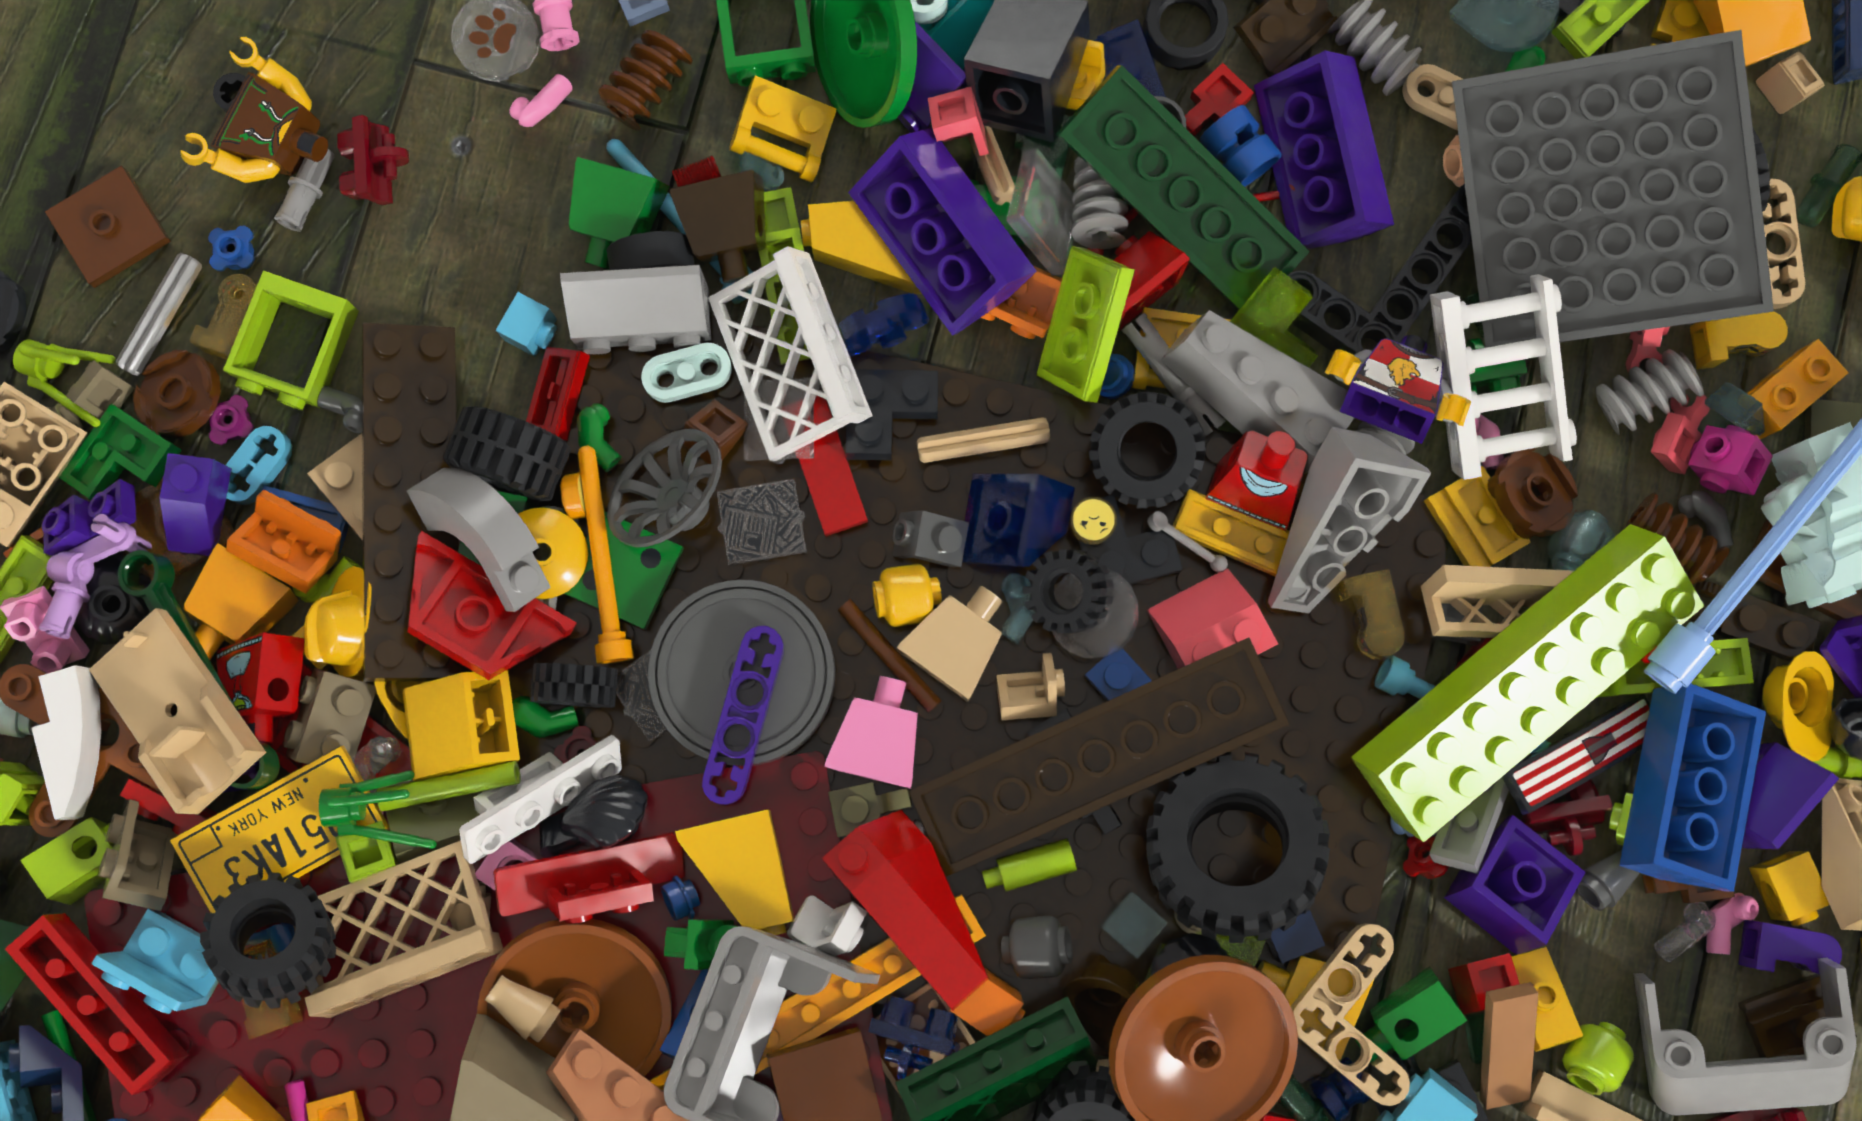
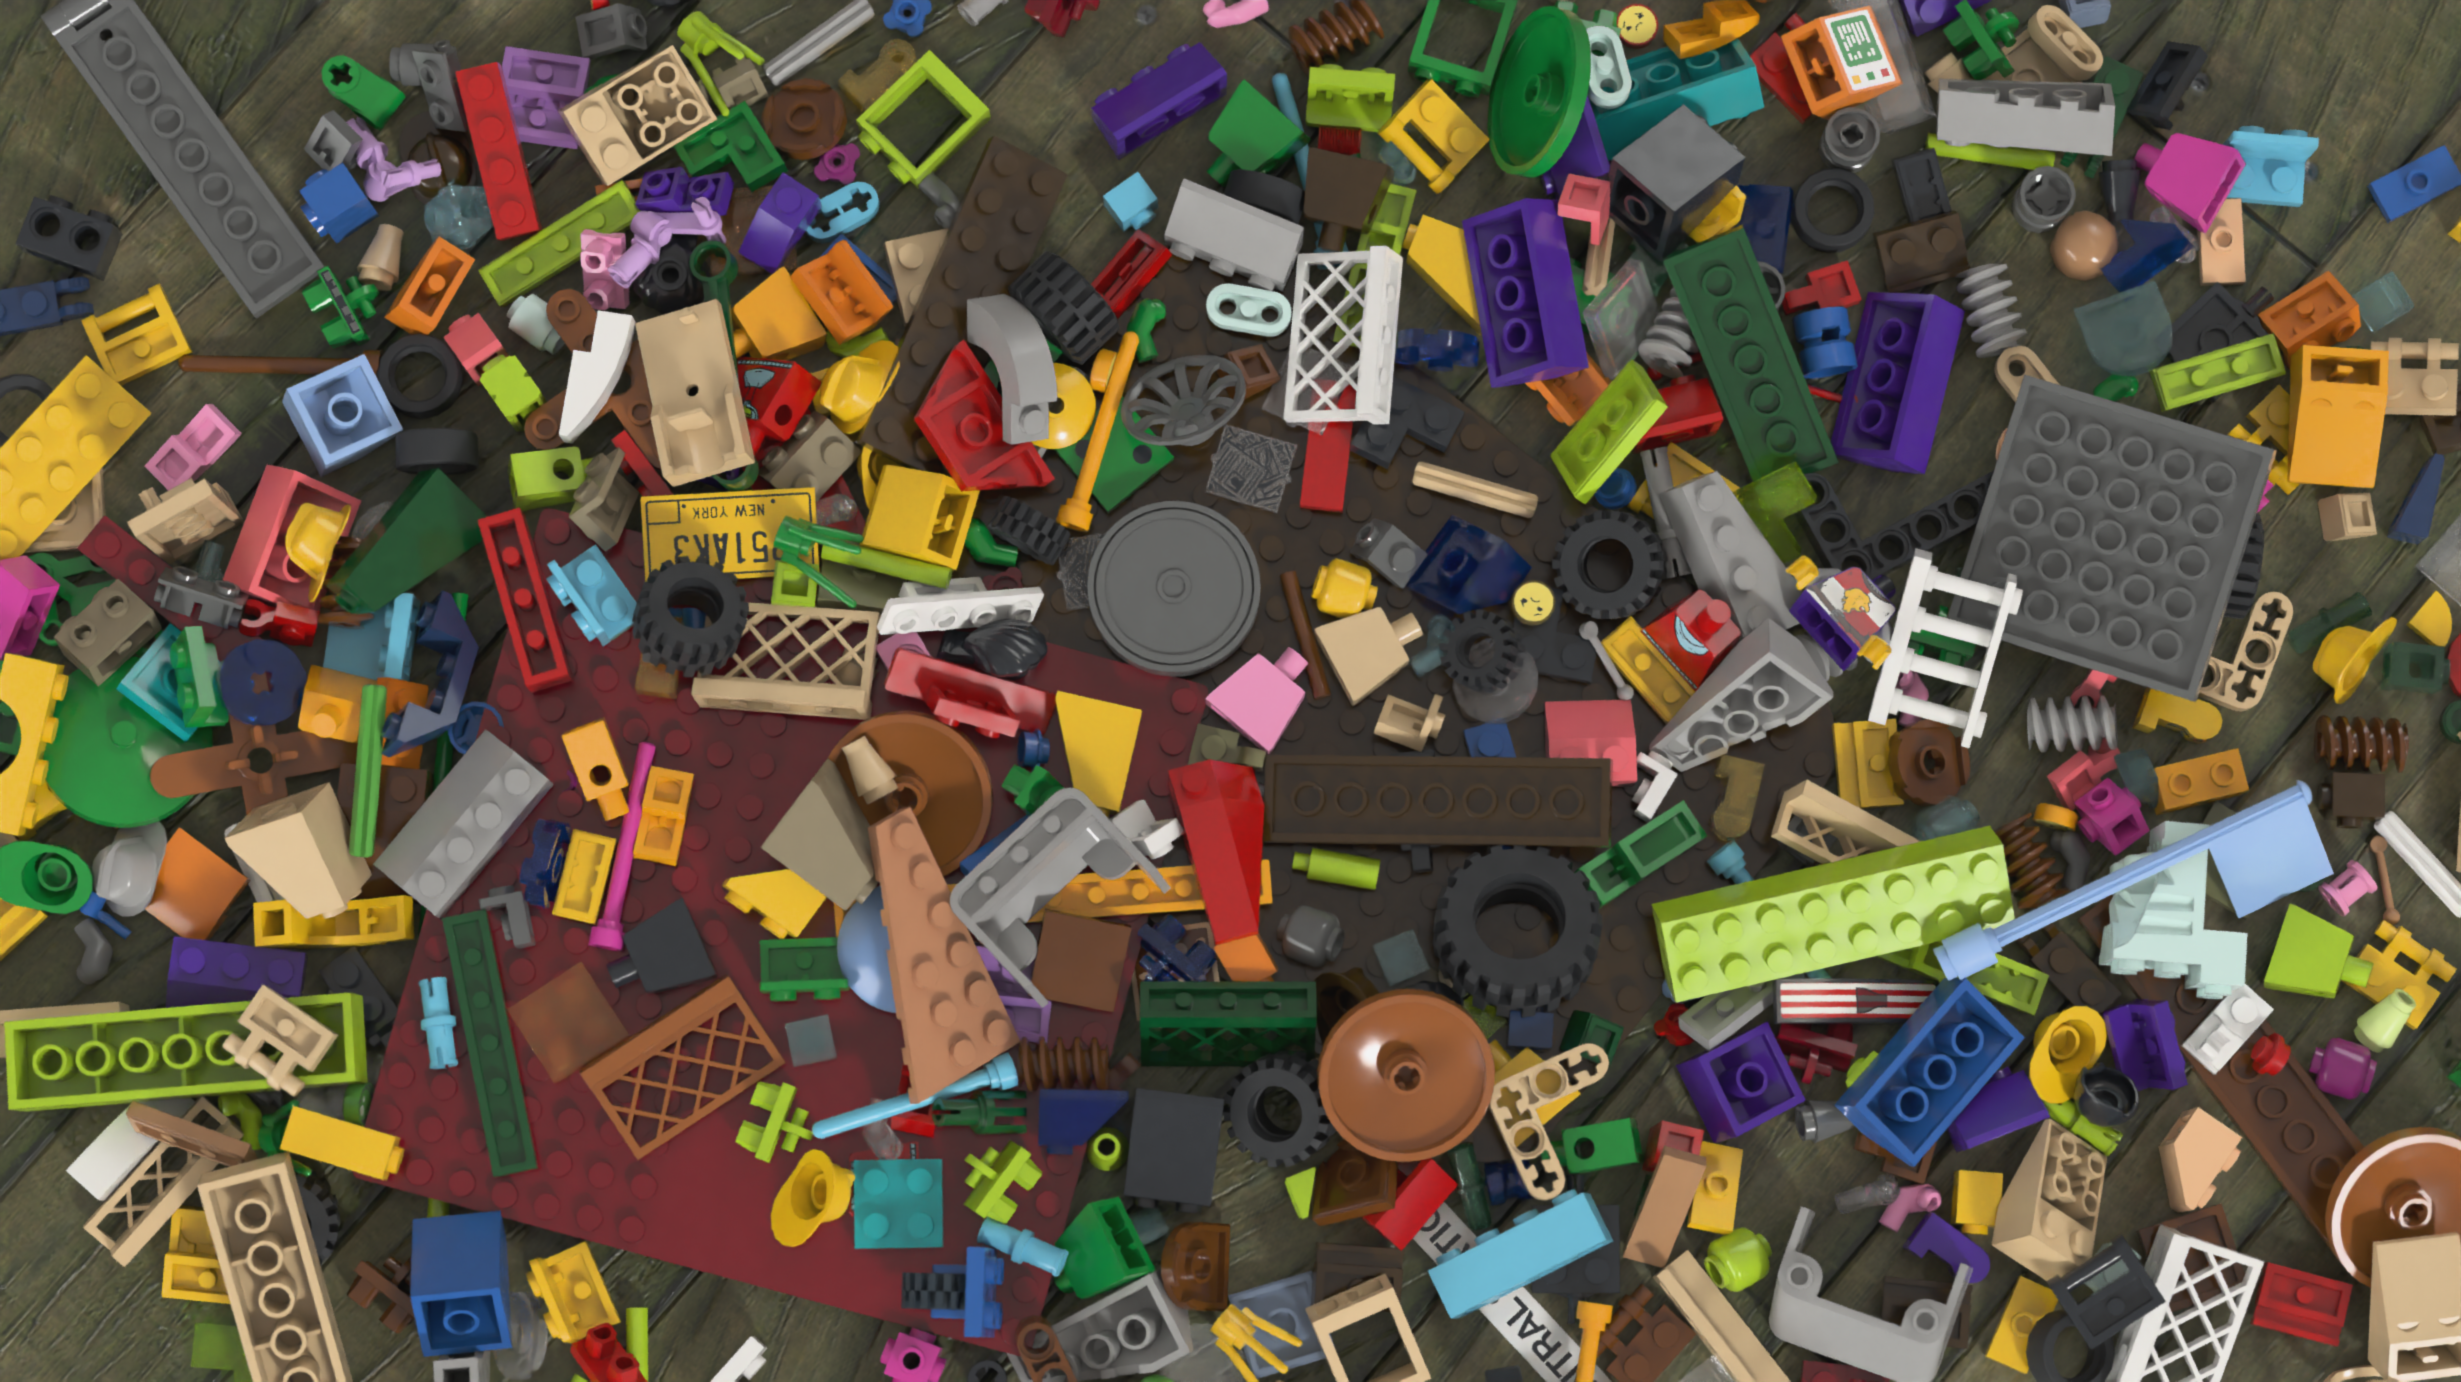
camera: 25 degrees right, 0 degrees up
(508, 215) = (1159, 98): none -> dark purple slope
(686, 129) = (1349, 98): none -> lime bracket
(736, 713) = (1154, 618): dark purple beam -> none
(1295, 647) = (1652, 793): none -> white bracket
(1313, 710) = (1643, 852): none -> green slope
(1350, 907) = (1592, 1029): none -> dark green slope
(1676, 485) = (2055, 817): none -> light orange tile

